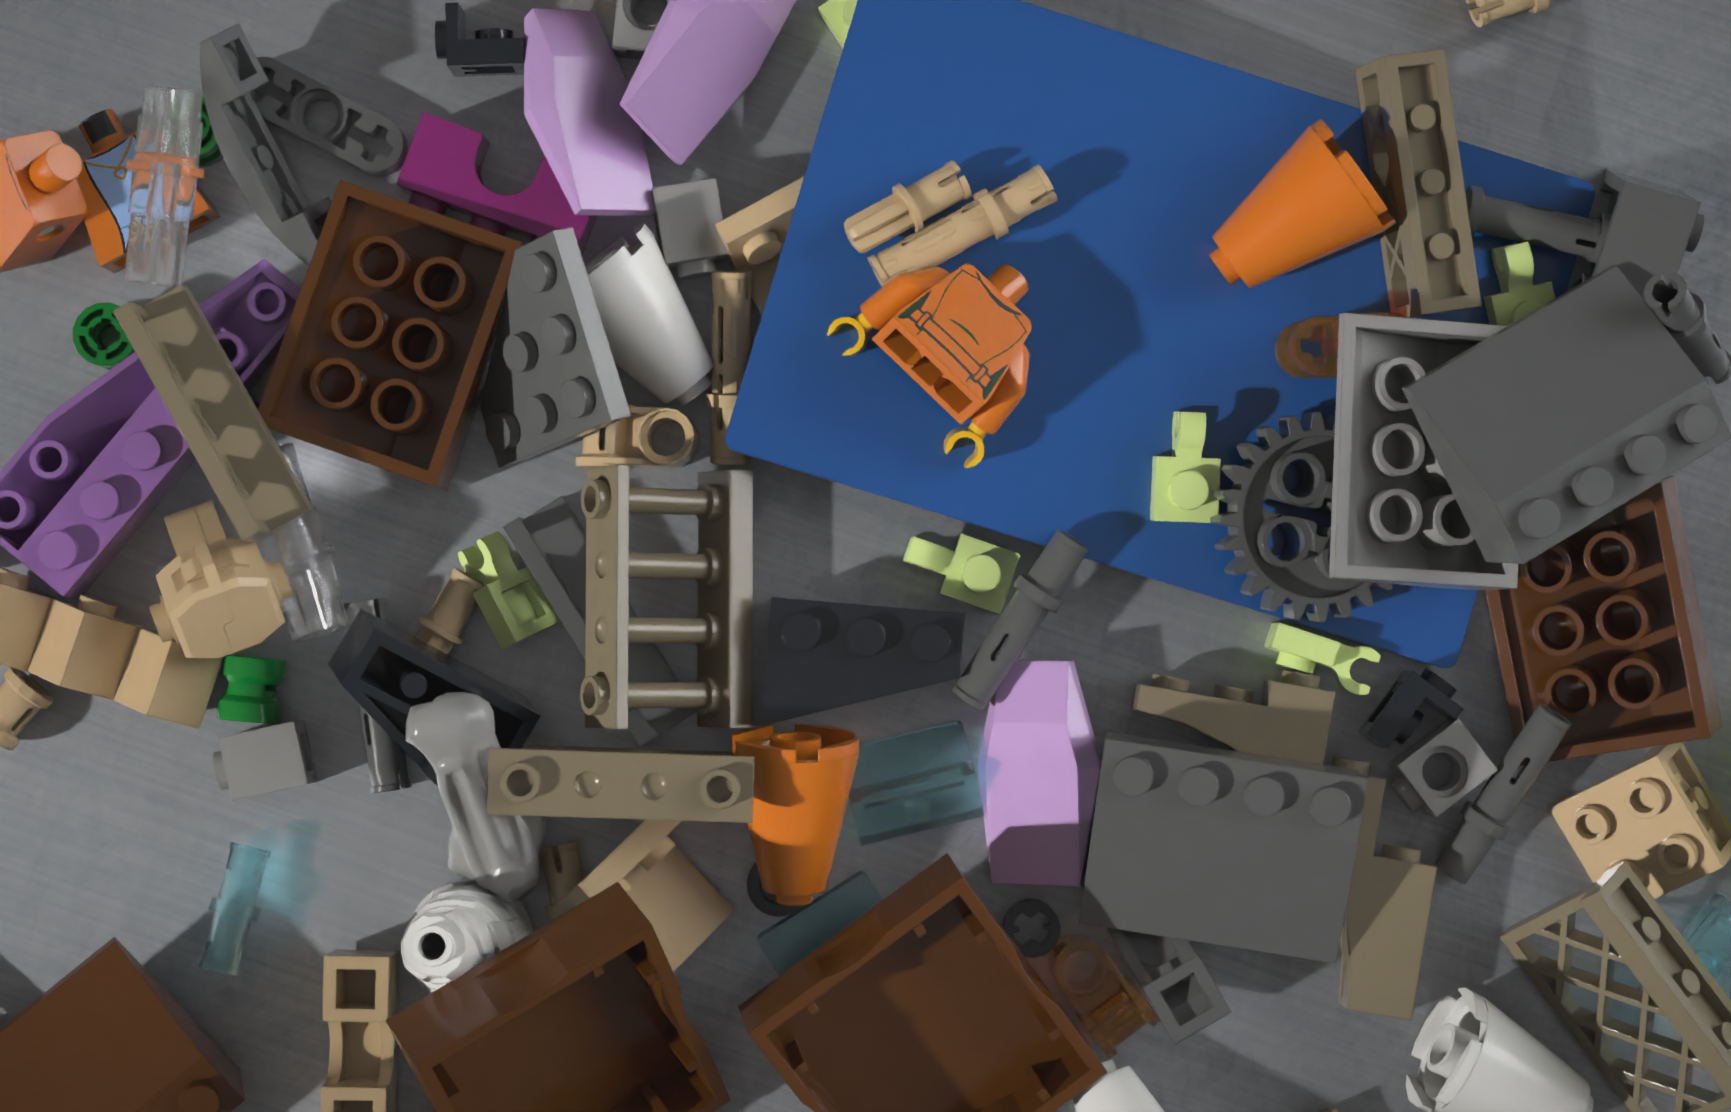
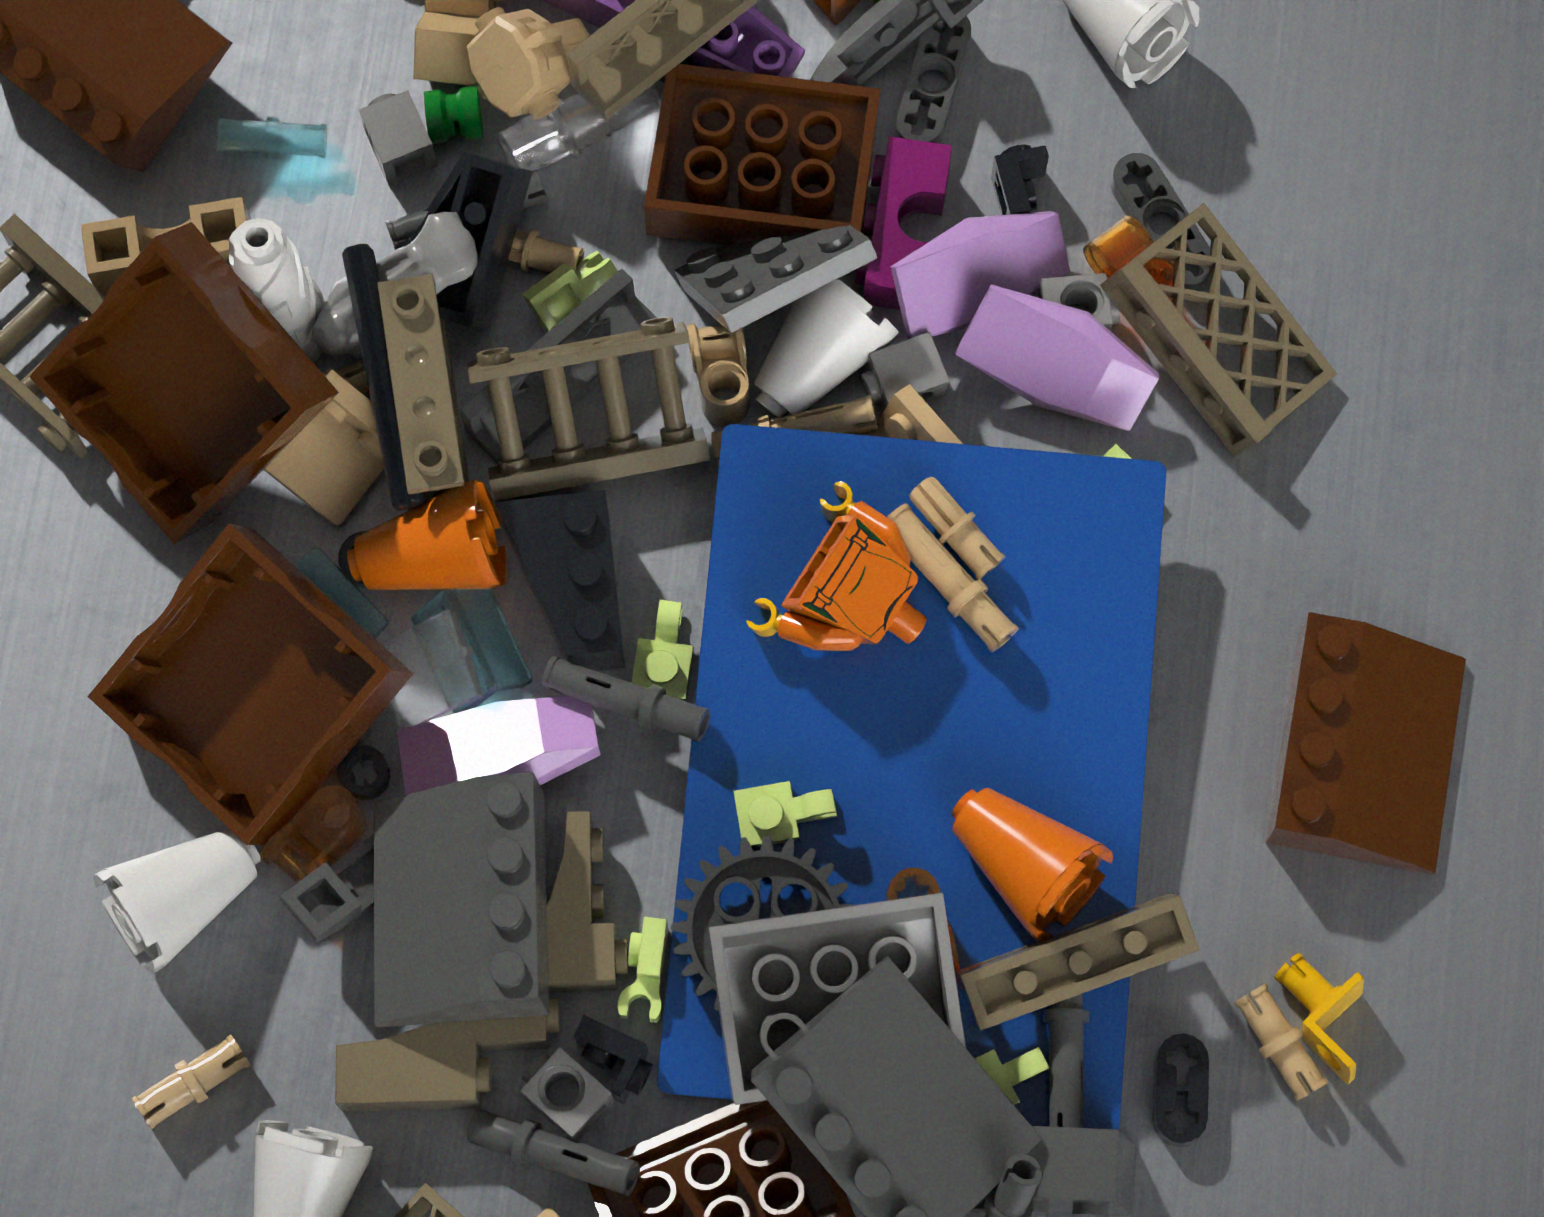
camera: 85 degrees right, 15 degrees down
(481, 831) = (364, 294): none -> black axle
(926, 824) = (441, 669): none -> clear piece
(1563, 92) = (1195, 1090): none -> black beam

